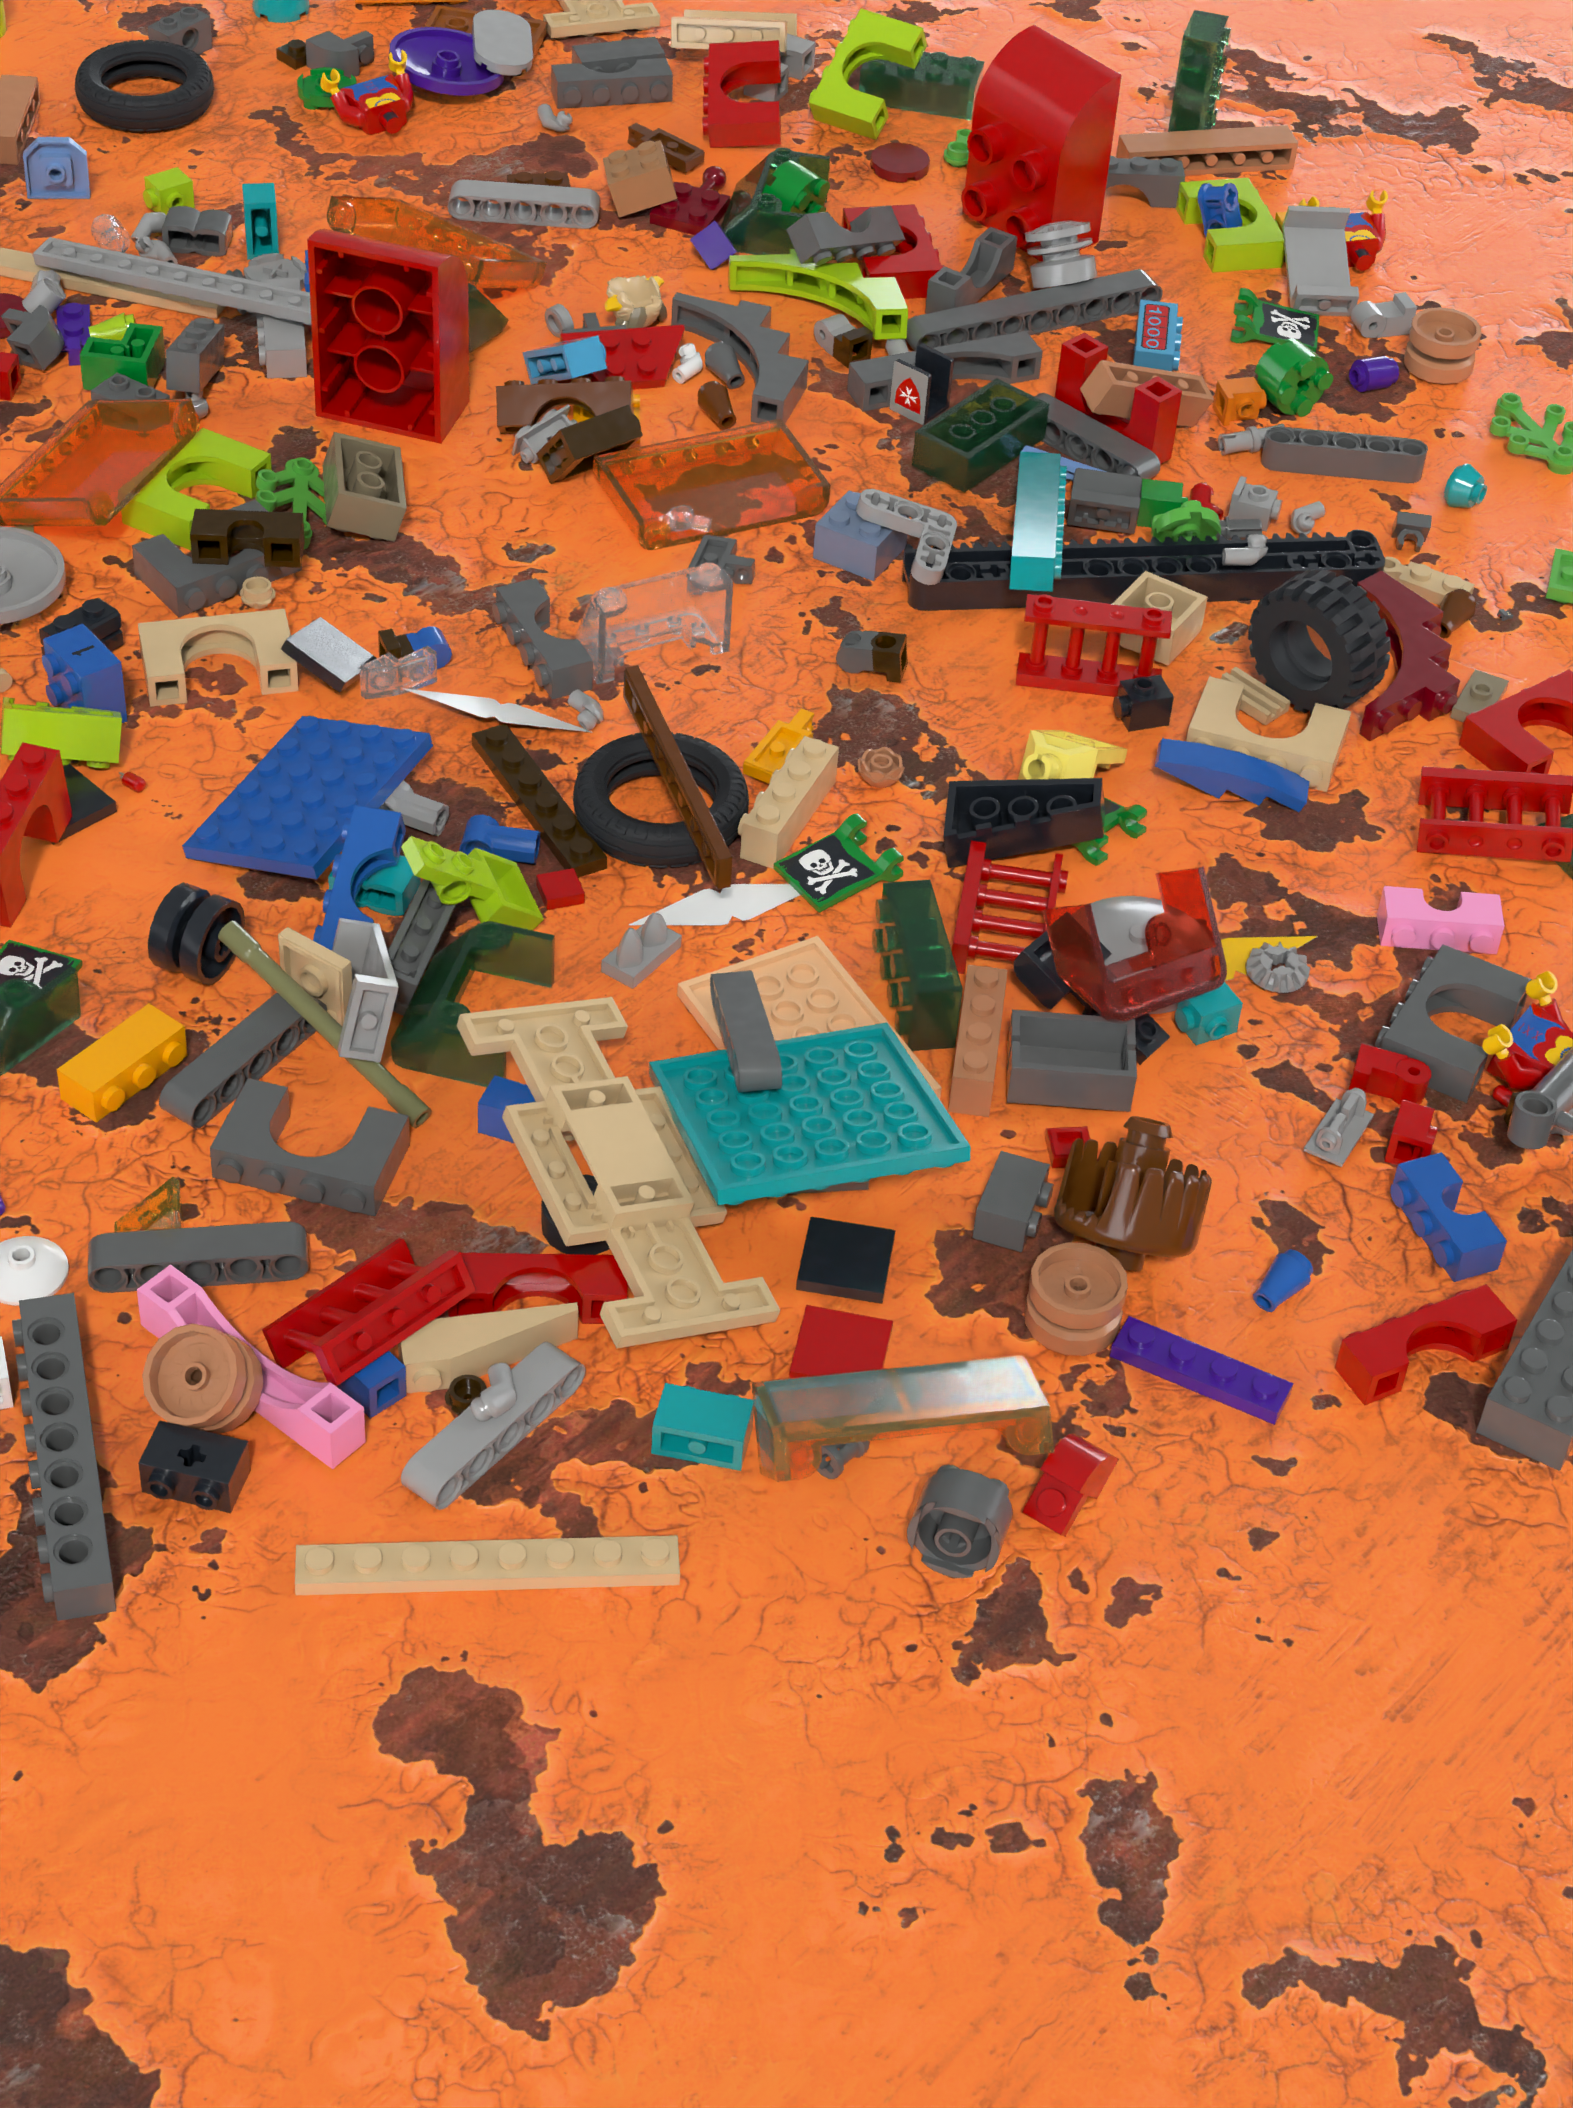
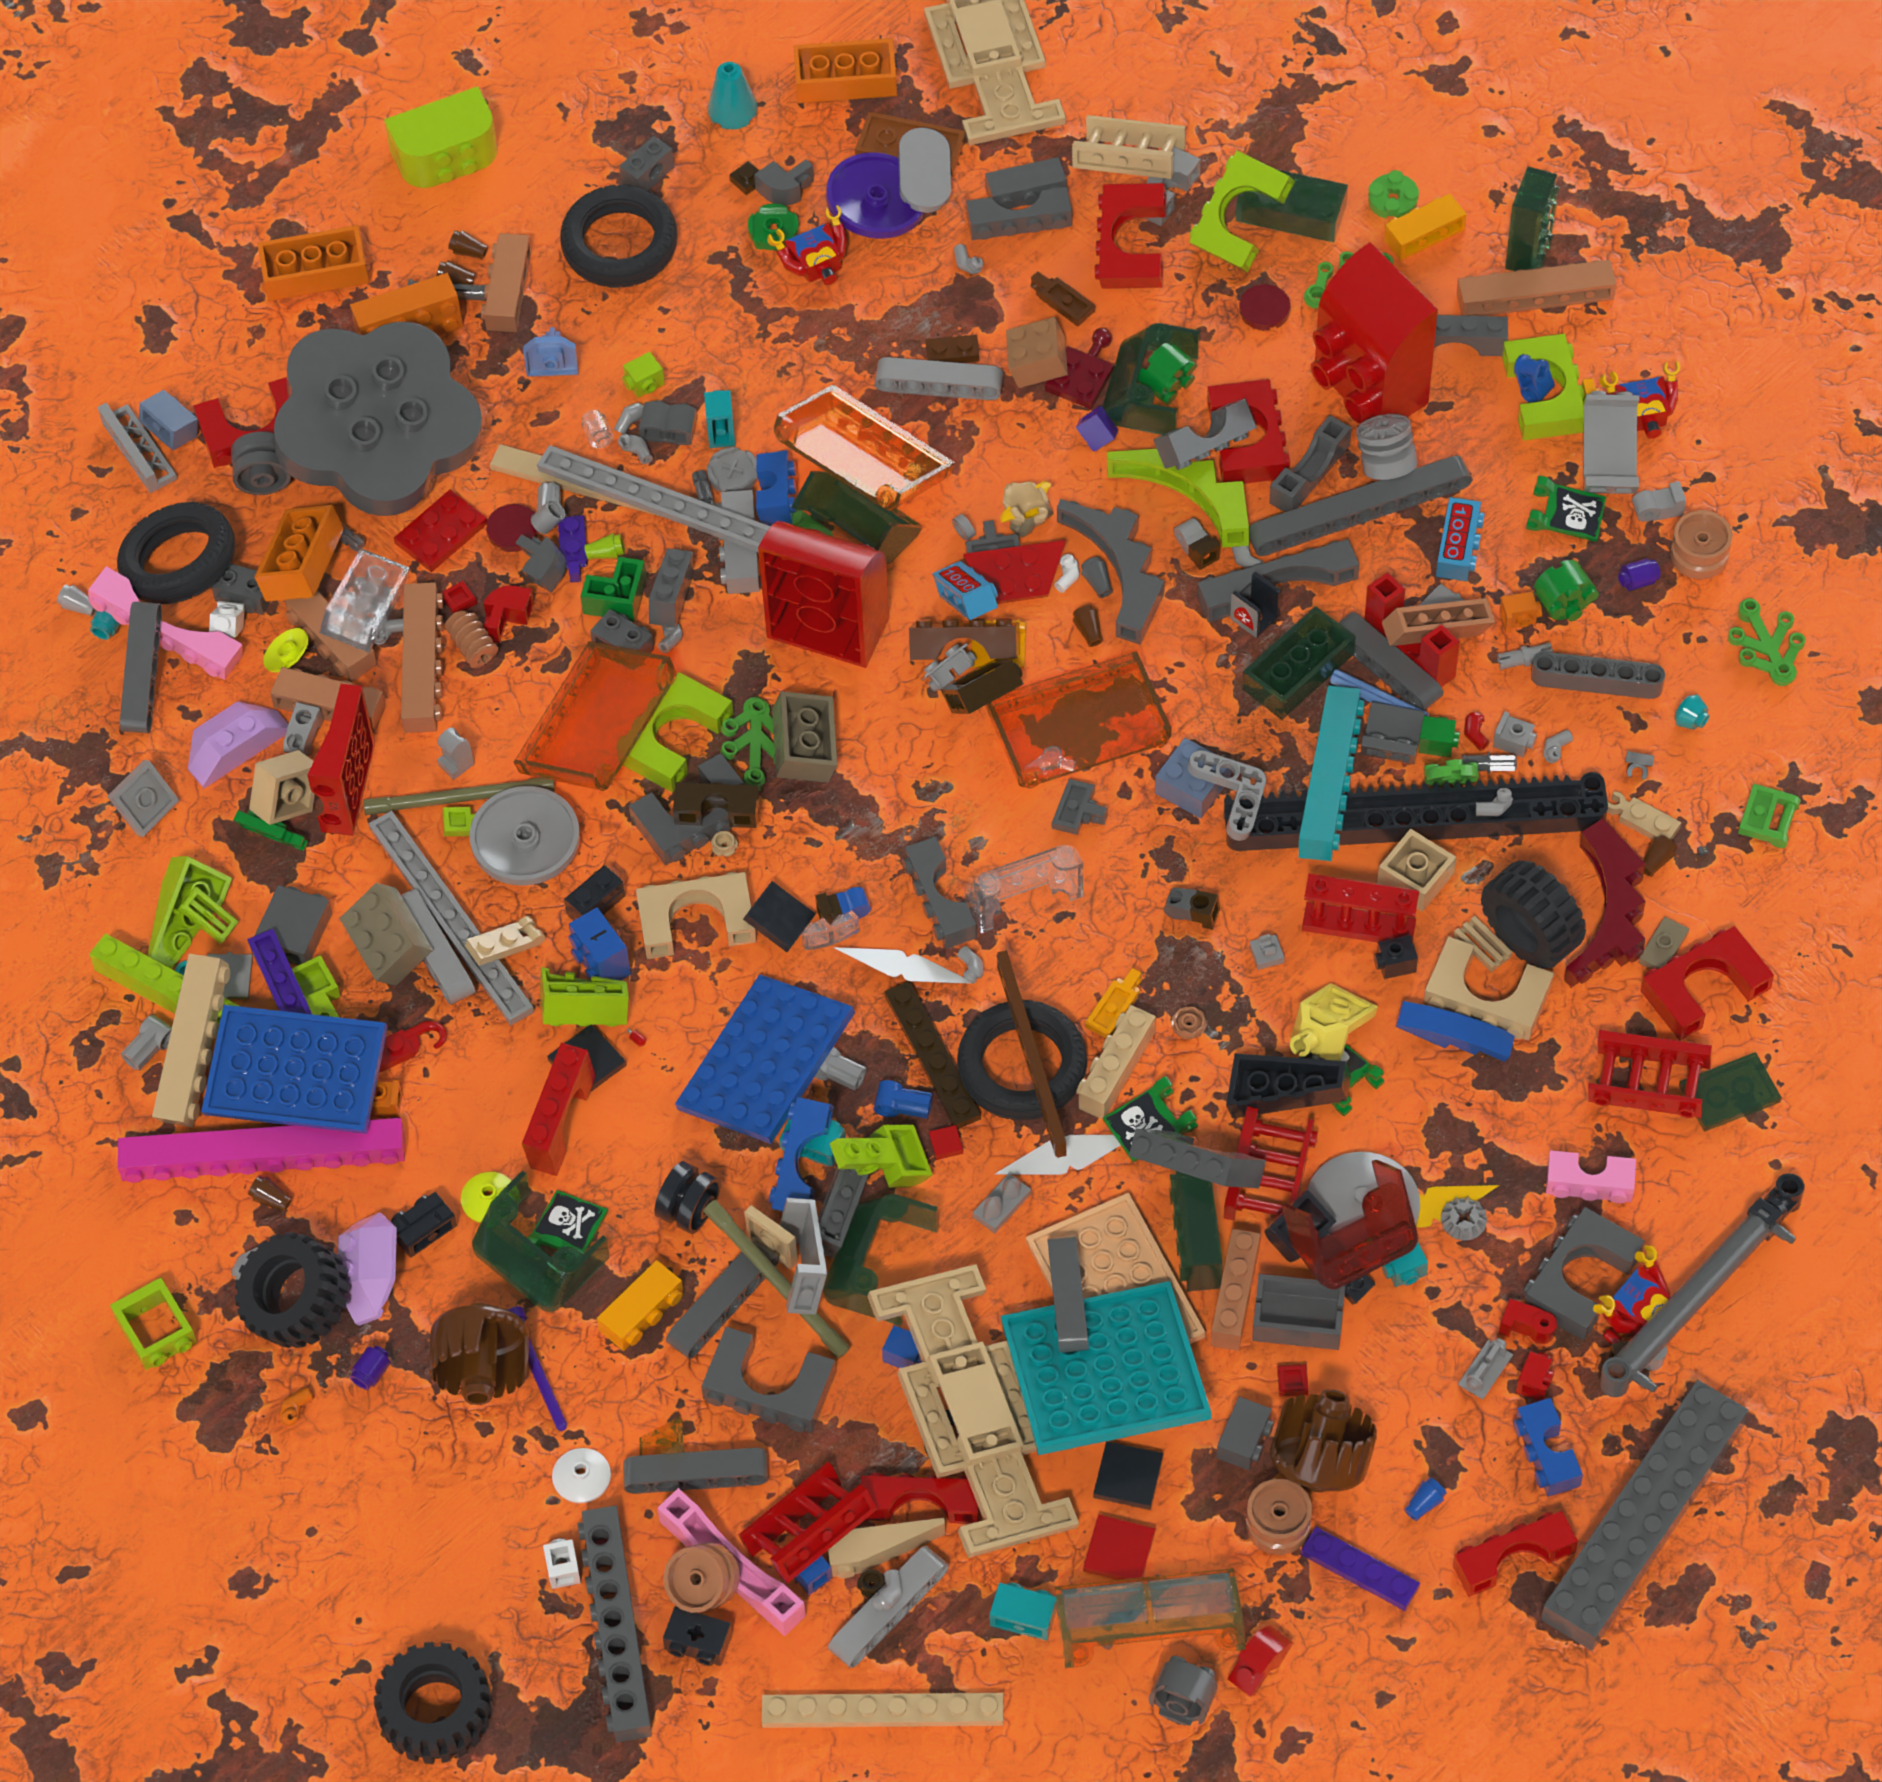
camera: 10 degrees right, 15 degrees up
(951, 874) = (1179, 1154): none -> dark grey arch
(973, 699) = (1266, 951): none -> light grey tile

